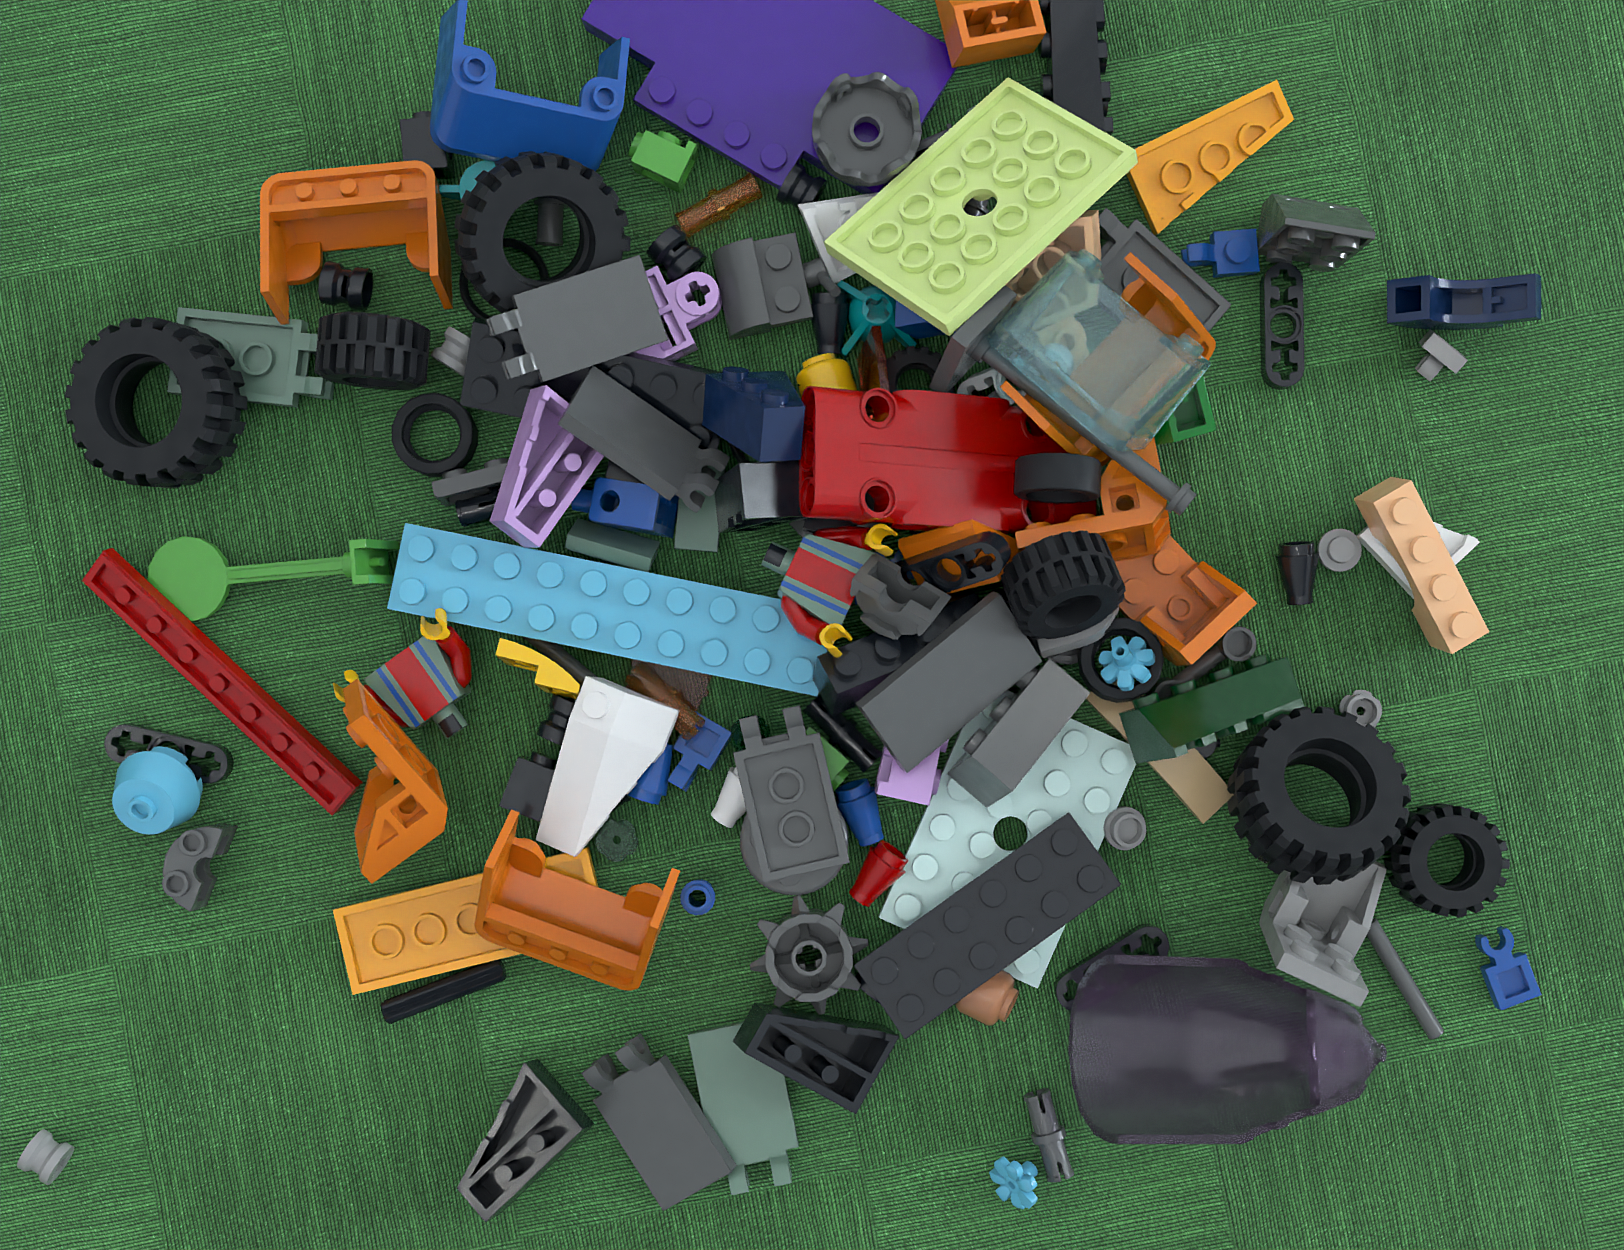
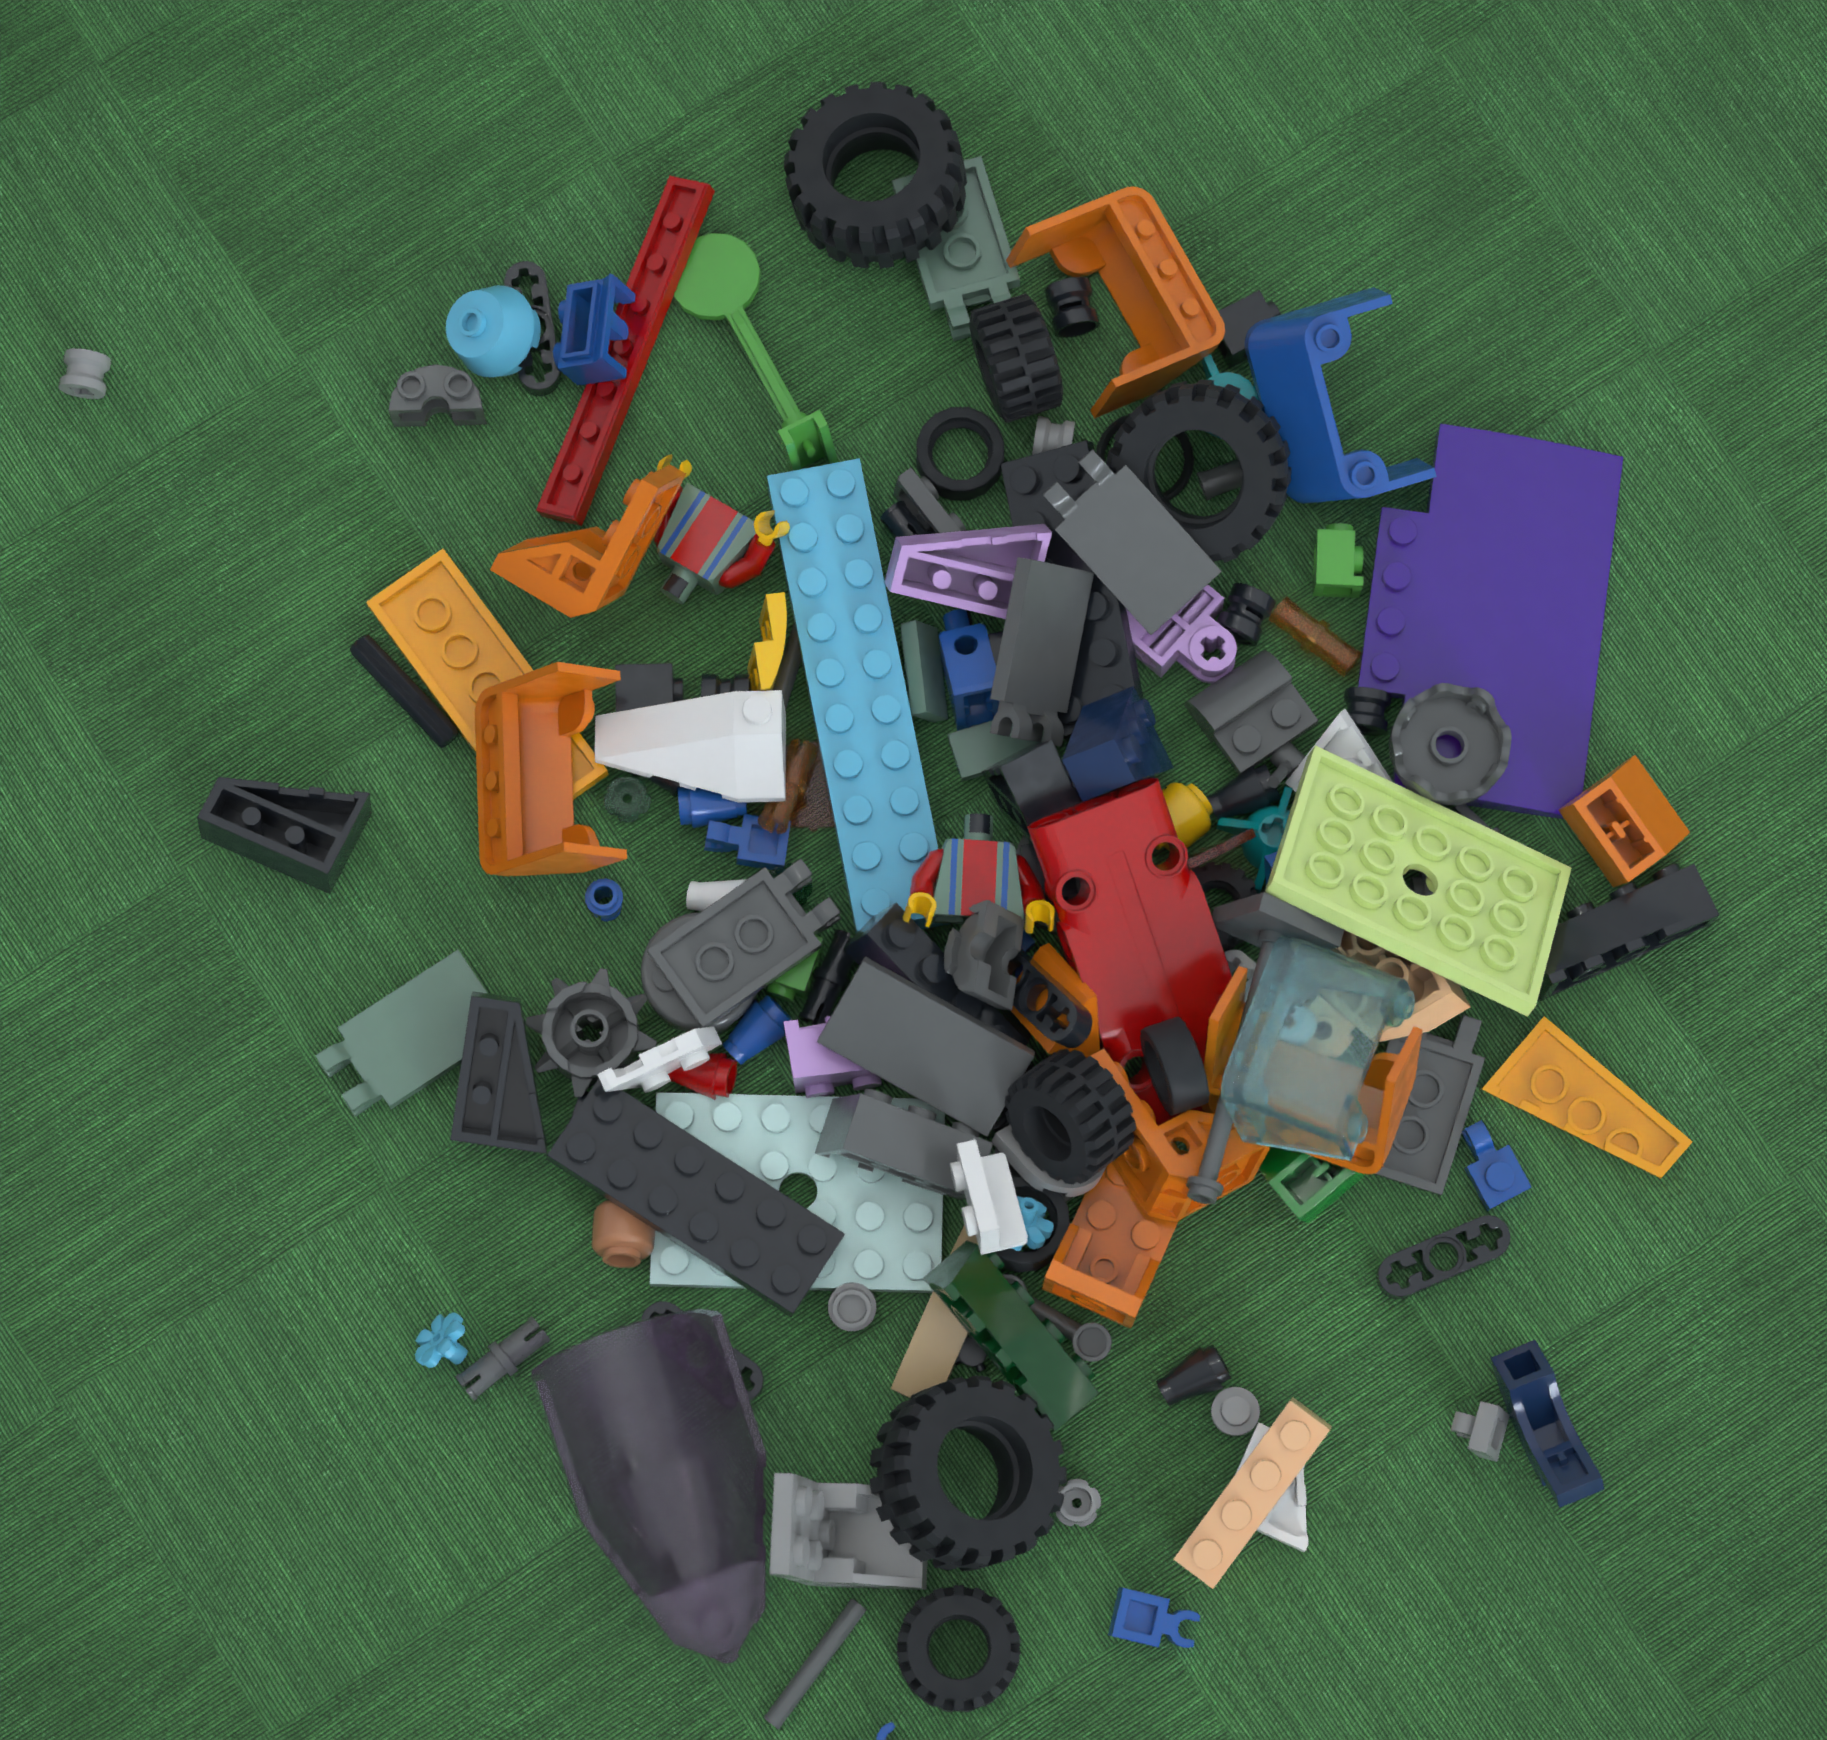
camera: 65 degrees right, 10 degrees down
(189, 708) = (589, 327): none -> blue window
(658, 1123) = (357, 954): dark grey tile -> none
(865, 916) = (655, 1064): none -> white wing
(1105, 681) = (991, 1199): none -> white bracket
(1311, 232) = (1548, 1235): dark grey slope -> none
(1477, 694) = (1145, 1618): none -> blue plate

